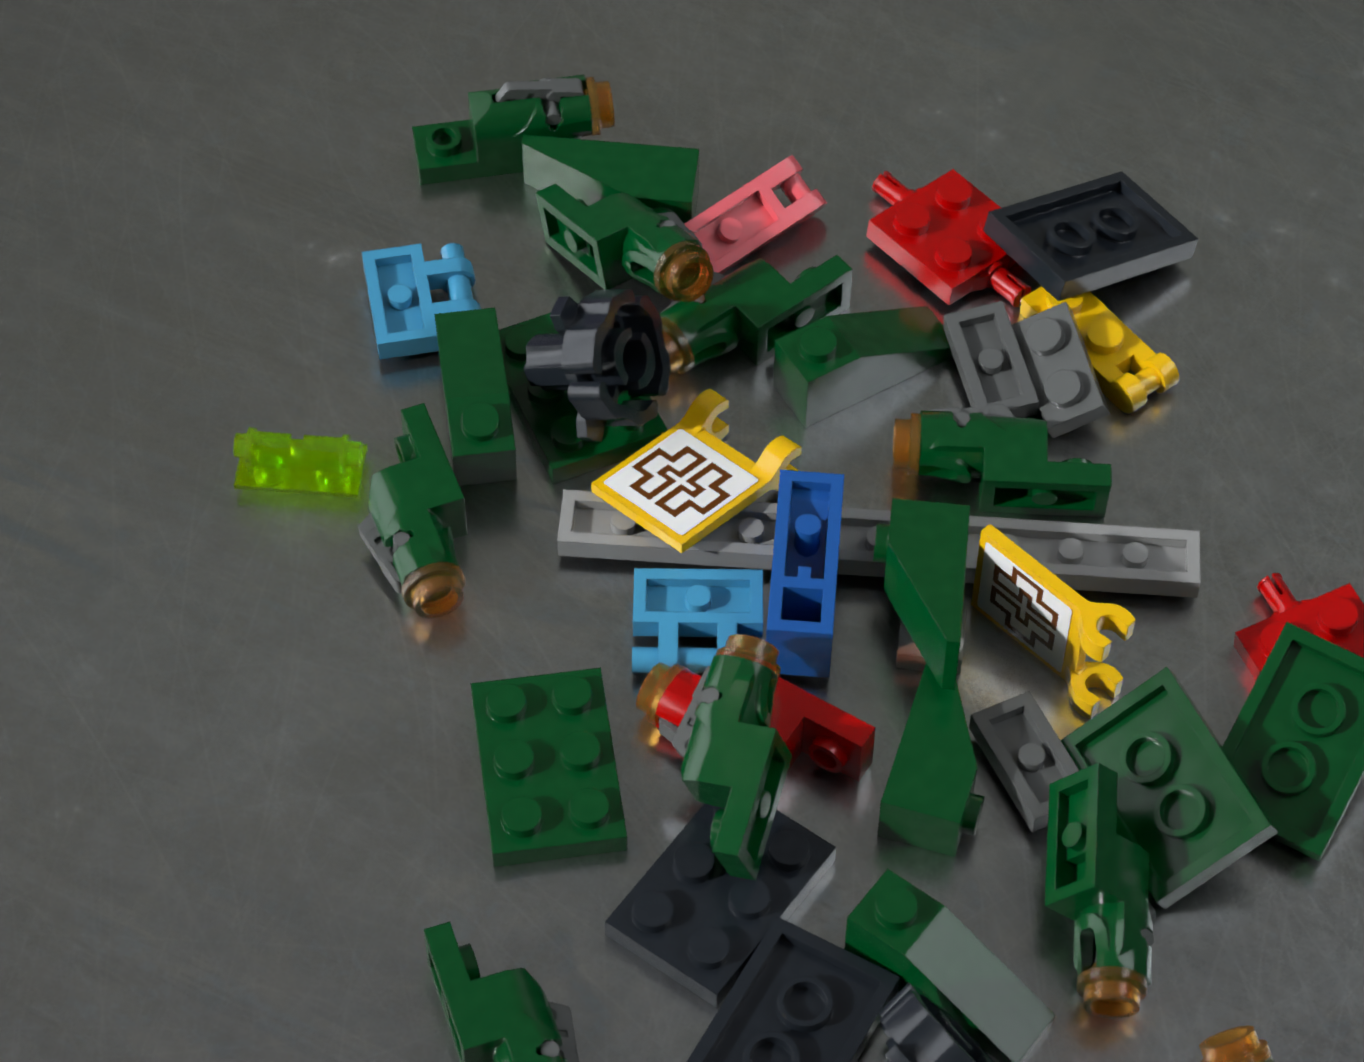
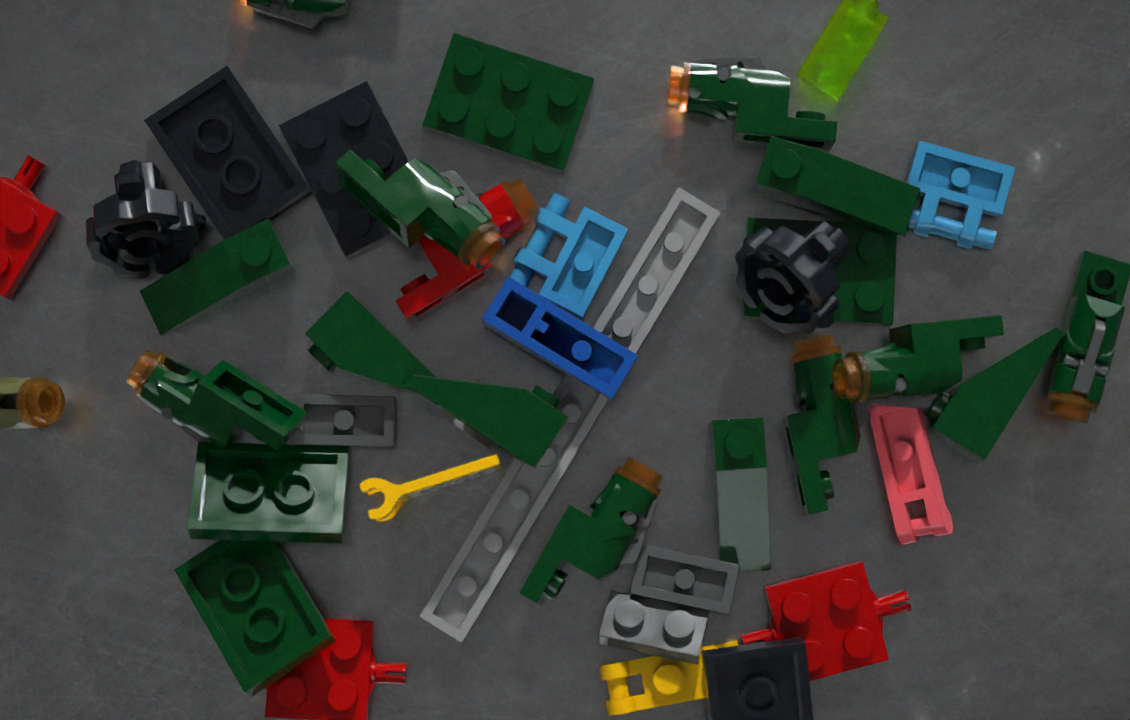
camera: 115 degrees right, 30 degrees up
(690, 478) = (683, 304): flag -> none

